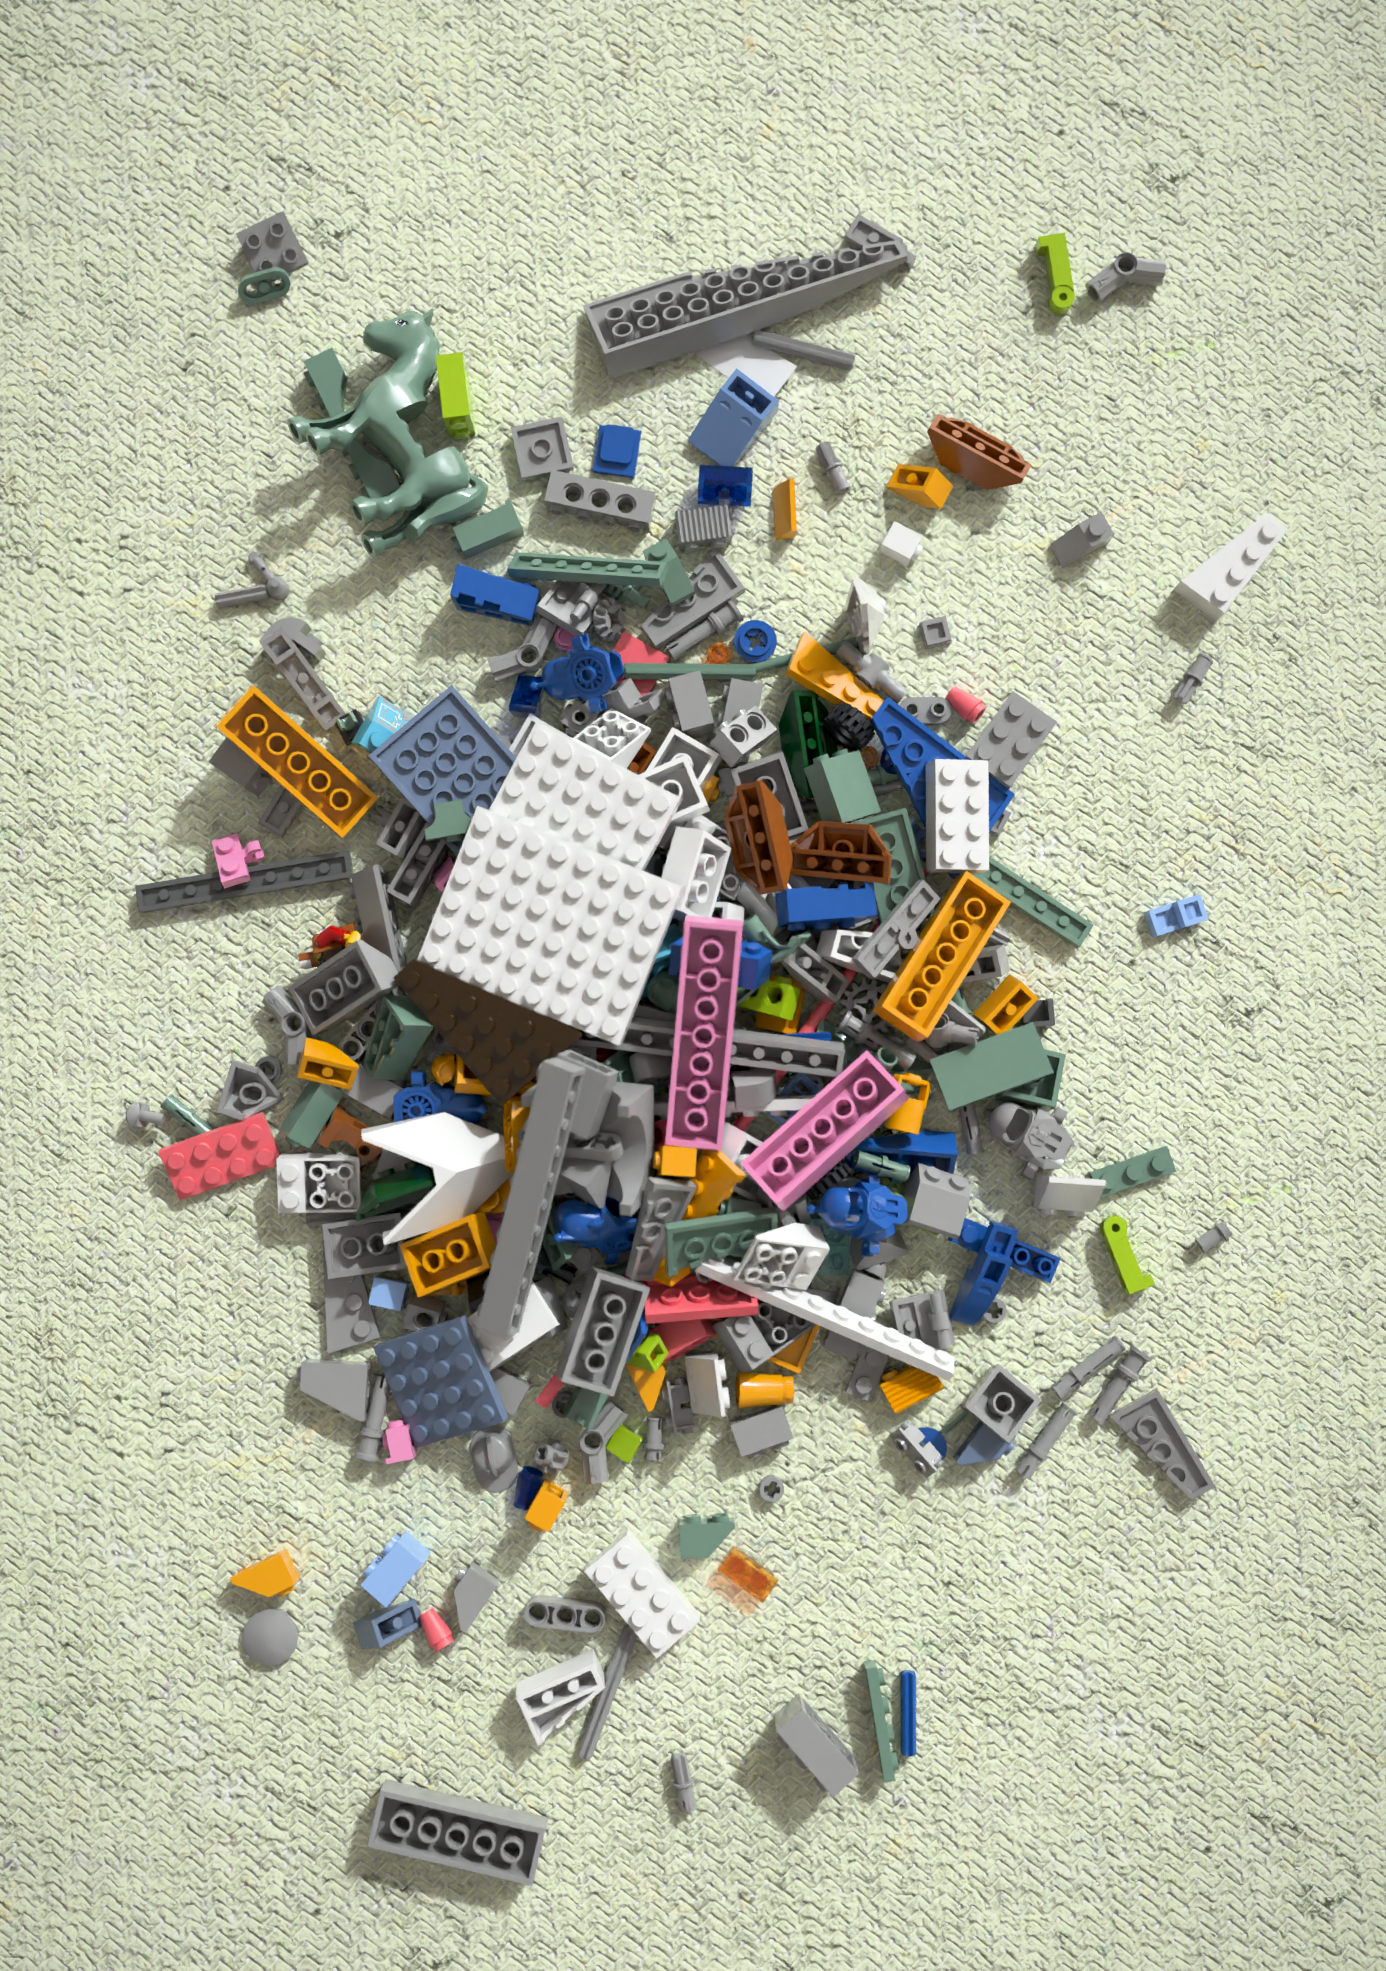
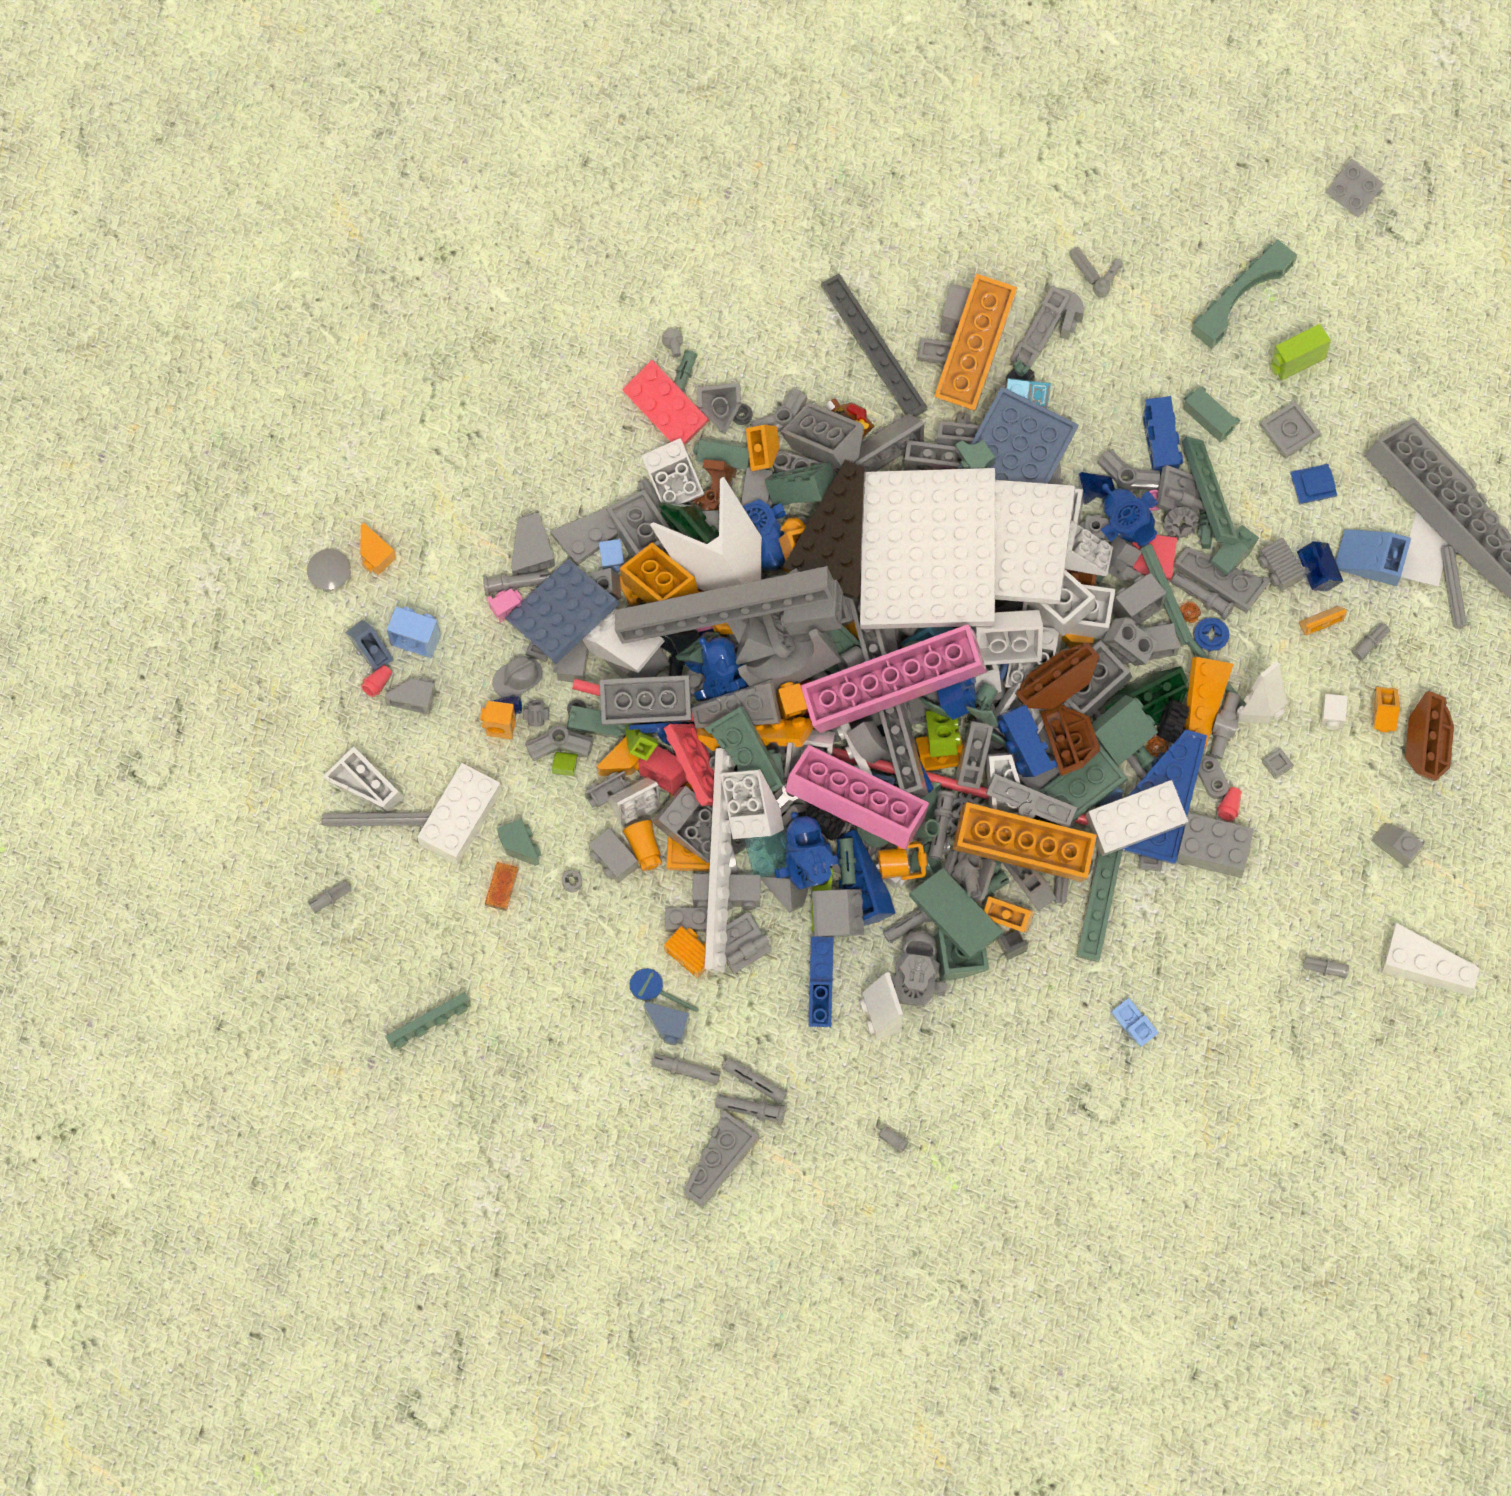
camera: 70 degrees right, 15 degrees down
(233, 859) = (887, 330): bright pink plate -> none
(265, 288) = (1324, 194): sand green plate -> none
(433, 486) = (1222, 360): sand green animal -> none
(457, 1832) = (237, 748): light grey brick -> none
(552, 1620) = (421, 756): light grey beam -> none
(616, 495) = (1266, 452): light grey brick -> none
(653, 1444) = (580, 781): light grey pin -> none
(815, 1745) = (394, 975): light grey brick -> none
(877, 1271) = (767, 896): light grey hinge -> none
(908, 1712) = (440, 1042): blue axle -> none
(924, 1459) = (646, 967): light grey hinge -> none
(987, 1275) = (795, 970): blue slope -> none
(1000, 1316) = (764, 992): light grey bush -> none
(1002, 1402) = (703, 1018): light grey slope -> none
(1122, 1256) = (865, 1063): lime leg -> none
(1135, 1170) = (920, 1061): sand green plate -> none

